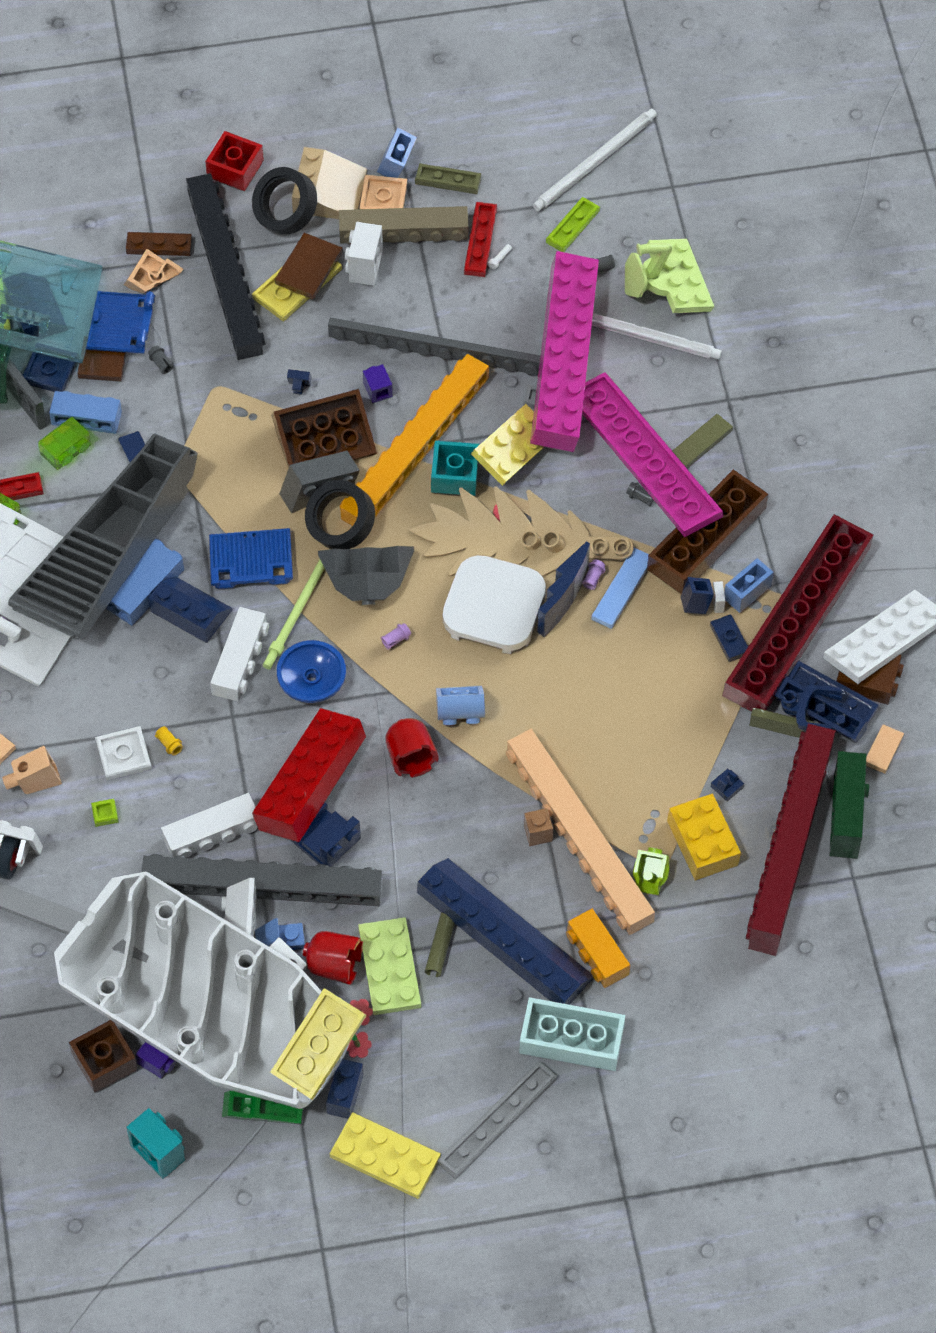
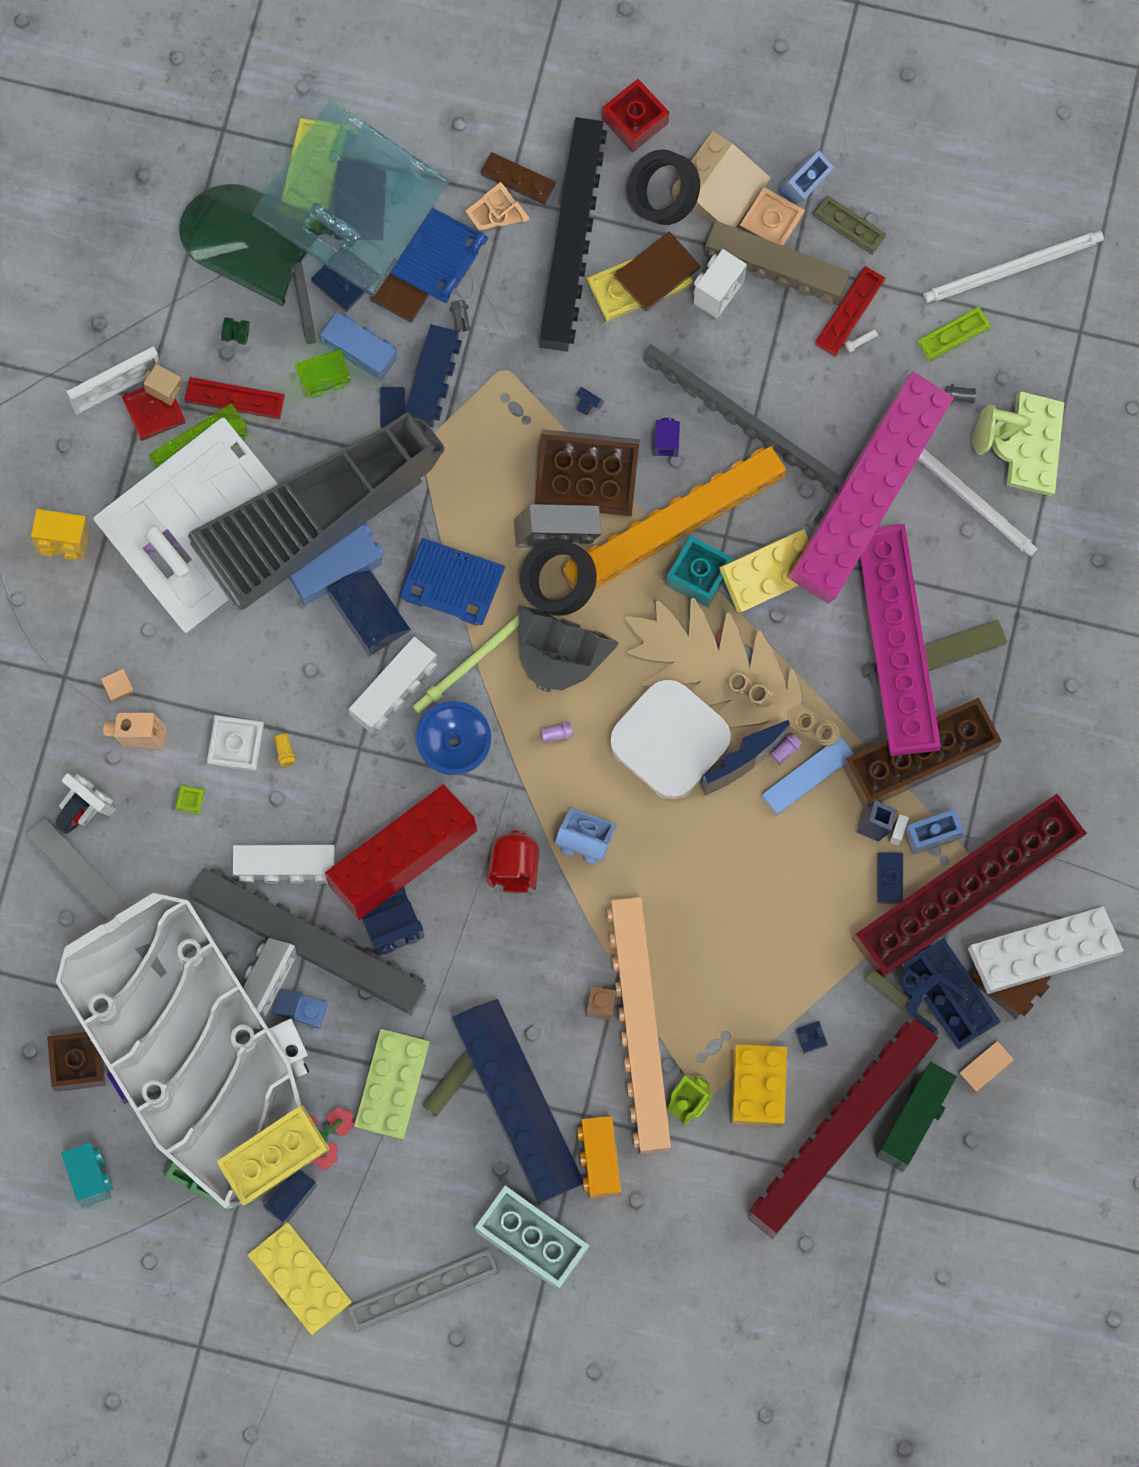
camera: 20 degrees right, 15 degrees up
(158, 403) = (432, 374): none -> dark blue brick
(333, 956) = (339, 1055): red cylinder -> none

